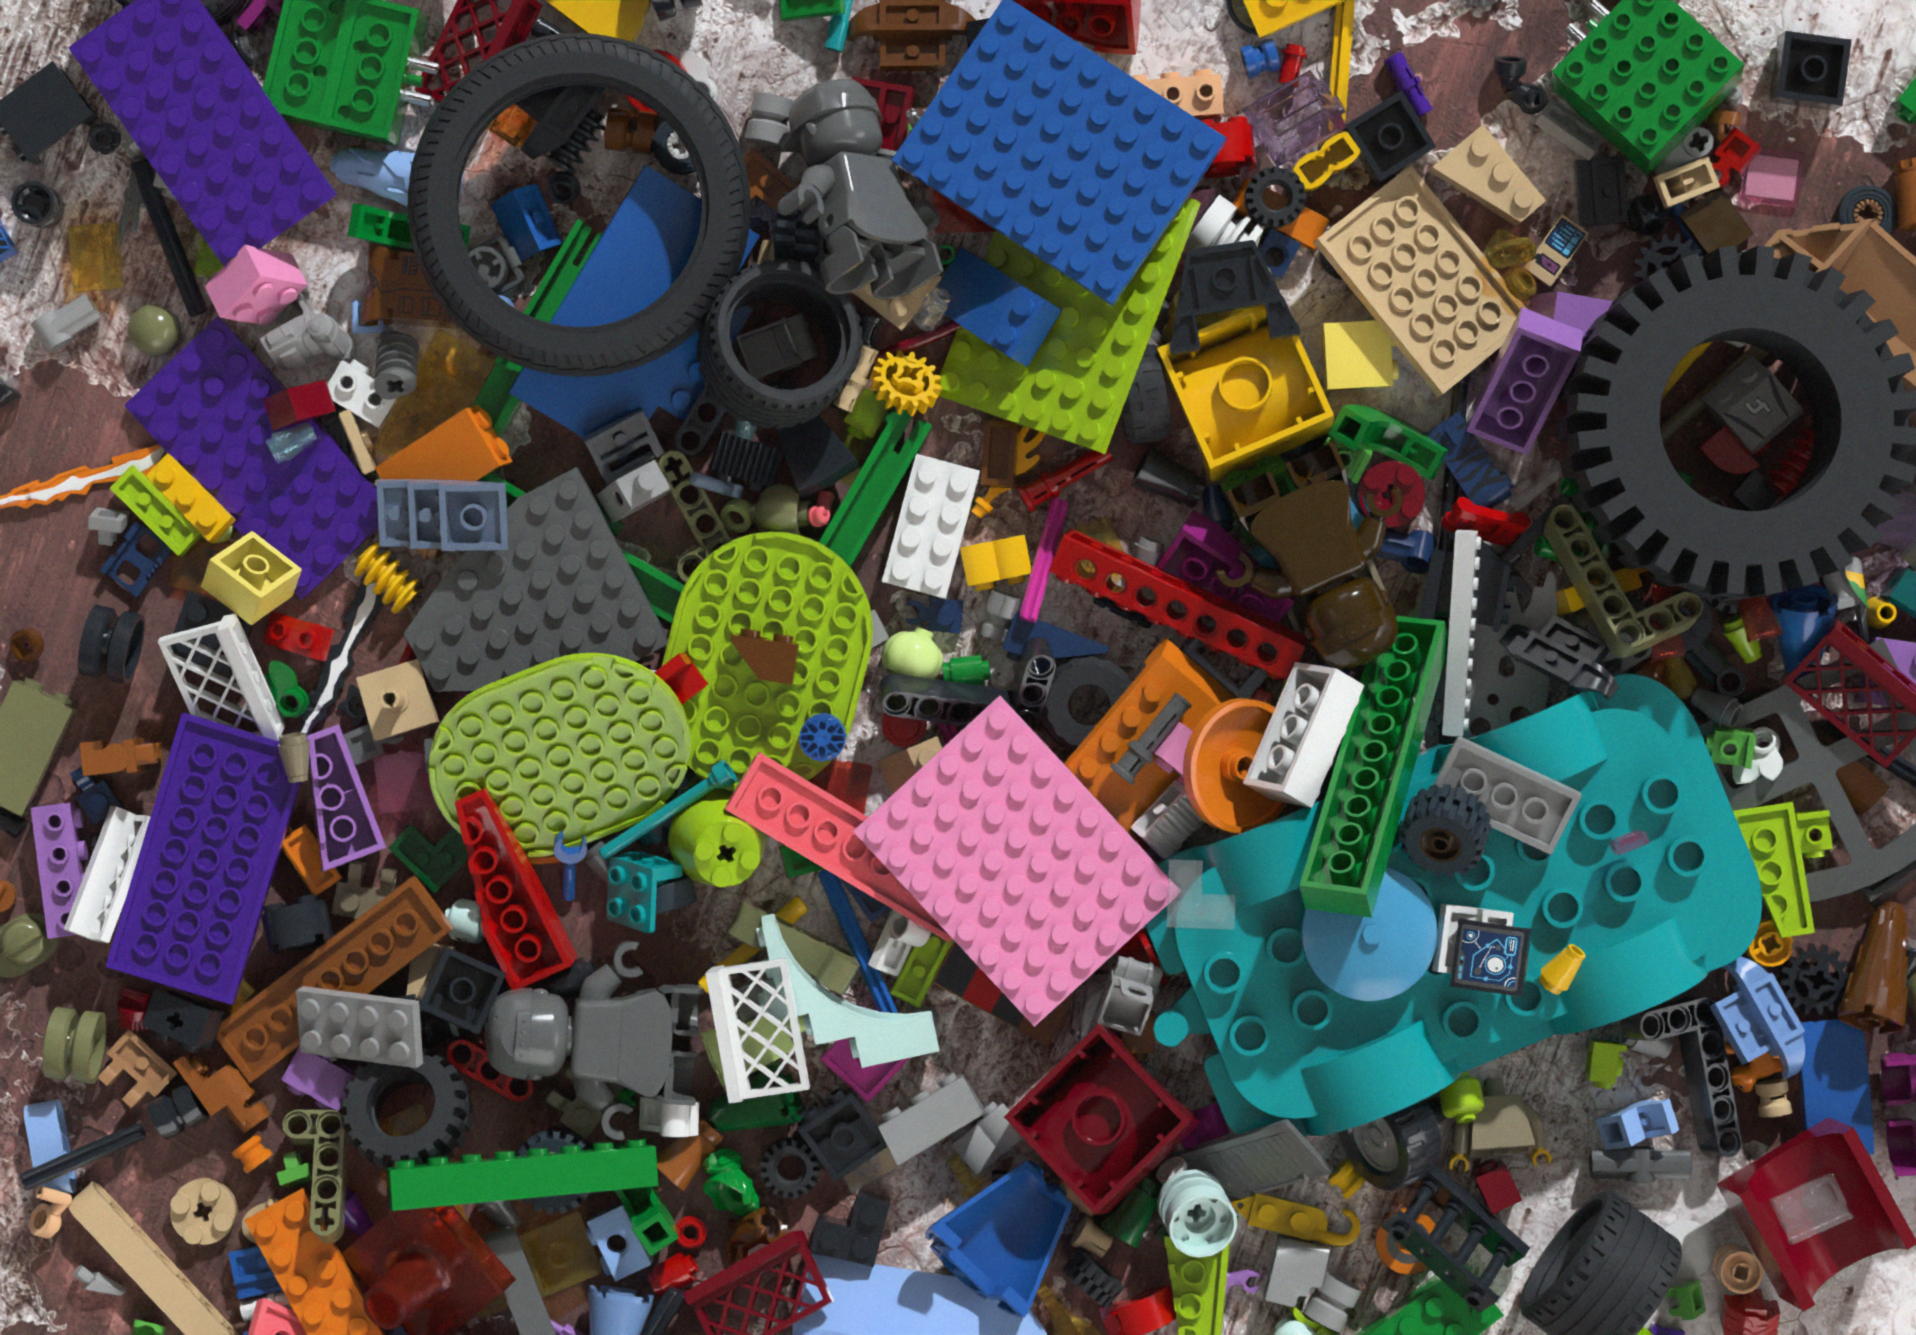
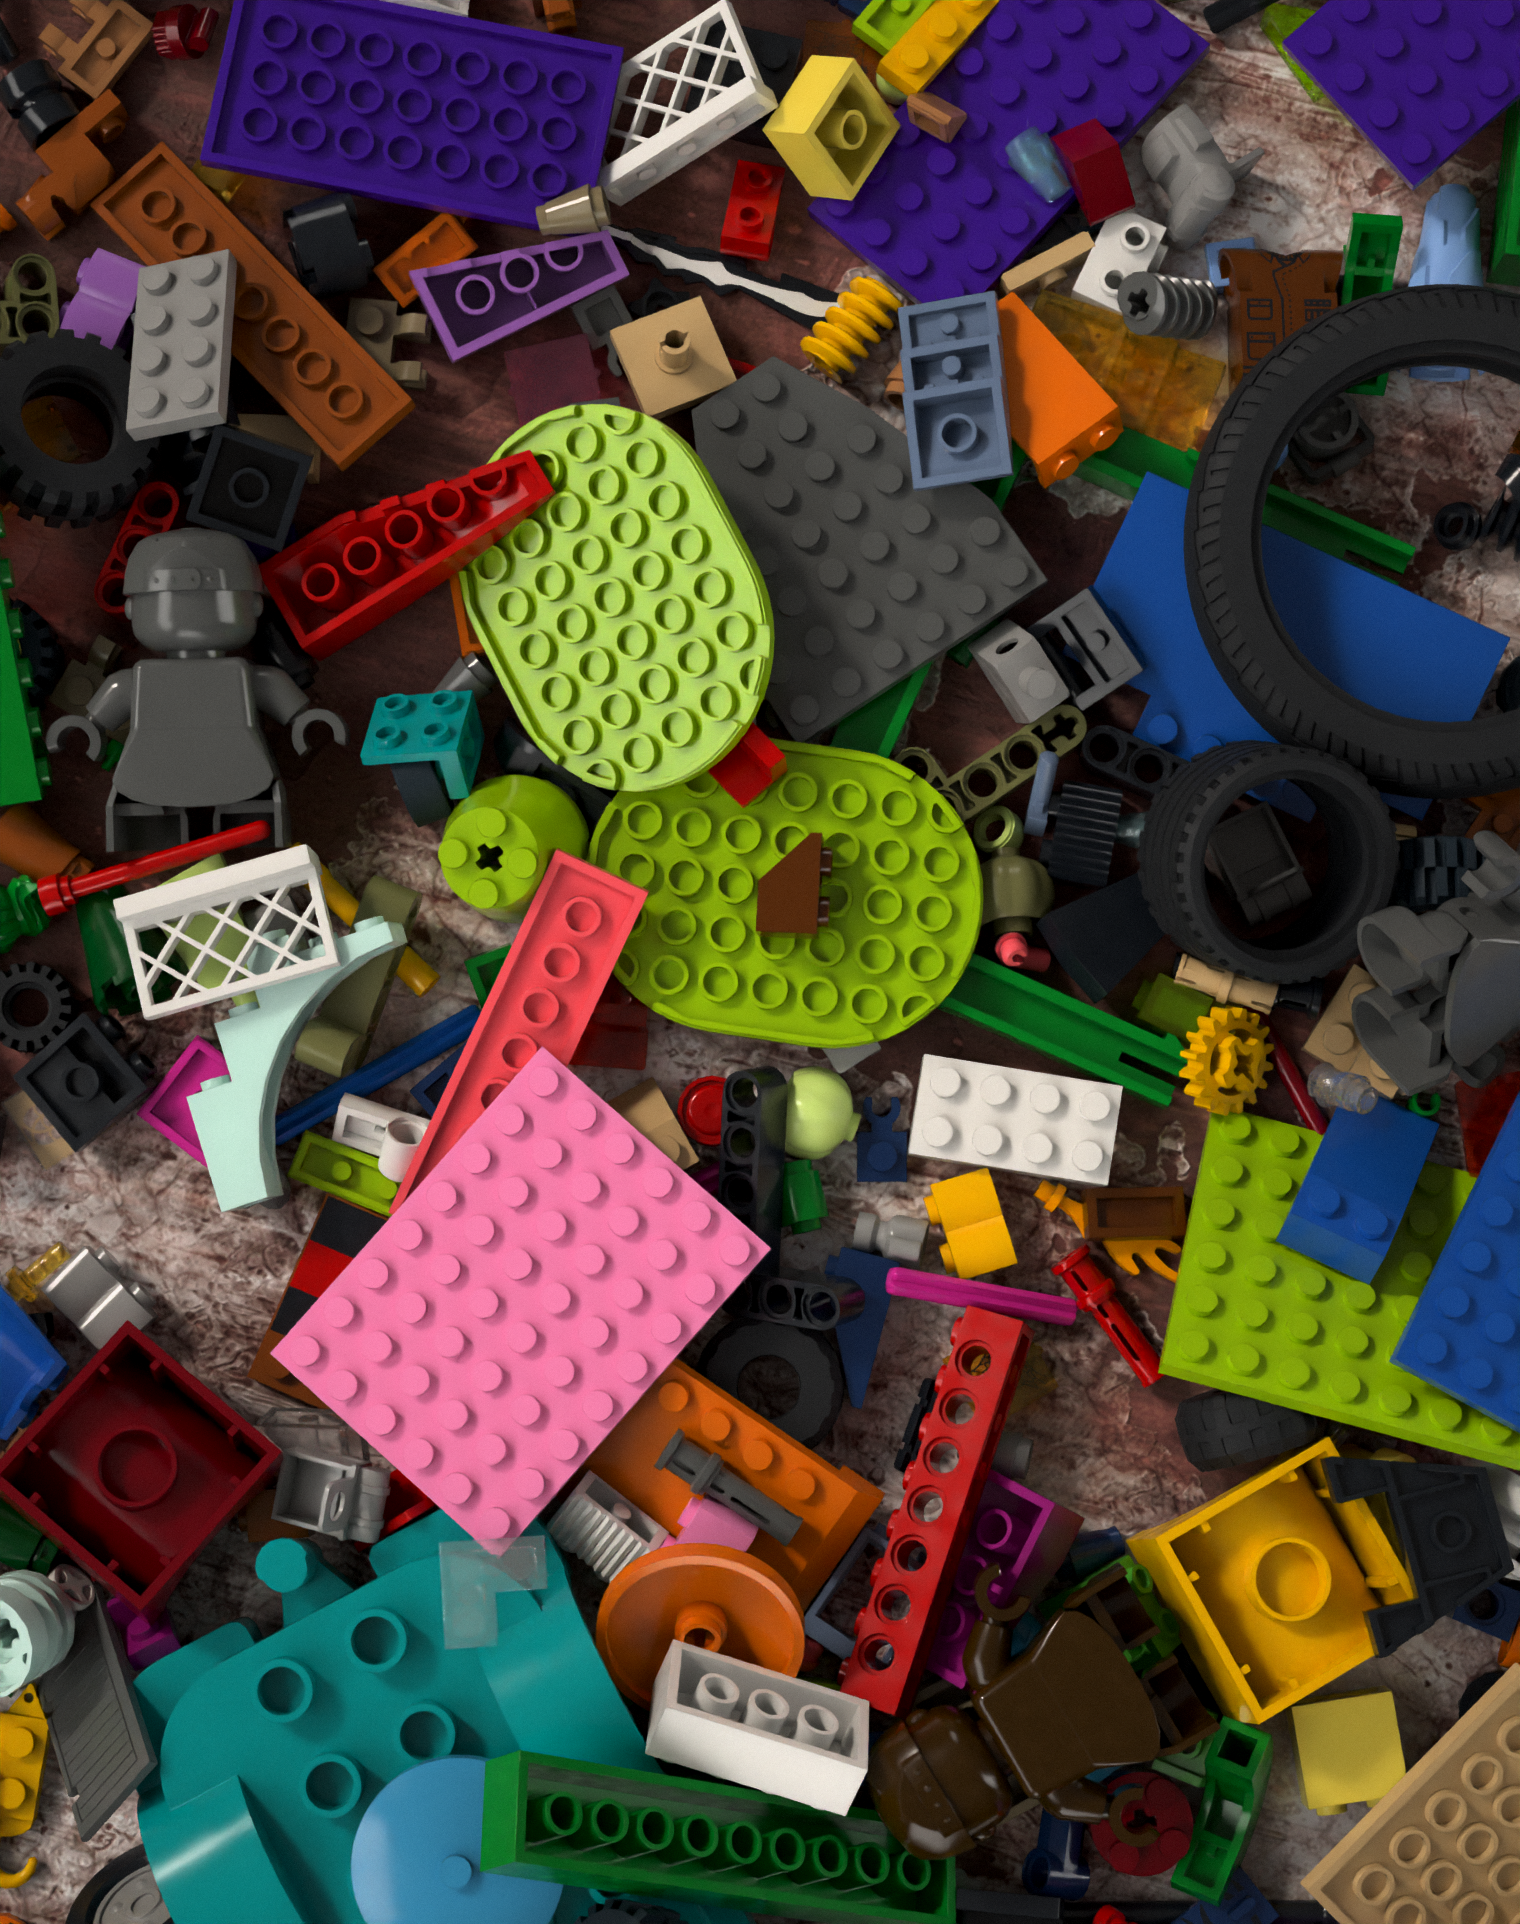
camera: 90 degrees right, 5 degrees down
(199, 1019) = (174, 98): black brick -> none
(247, 506) = (935, 115): none -> medium nougat slope
(256, 285) = (1263, 90): bright pink brick -> none
(282, 684) = (677, 194): green plate -> none
(429, 862) = (439, 429): dark green plate -> none
(466, 920) = (354, 488): light aqua head -> none
(527, 222) = (1400, 478): blue panel -> none
(569, 857) = (464, 633): blue piece -> none
(668, 1119) = (83, 820): white plate -> none
(717, 1137) = (61, 892): none -> red piece
(720, 777) = (605, 840): teal piece -> none
(822, 737) = (680, 987): blue wheel -> none
(930, 1117) = (121, 1209): light grey slope -> none
(1168, 478) = (1125, 1474): black plant -> none
(1346, 1178) = (82, 1860): yellow wheel -> none

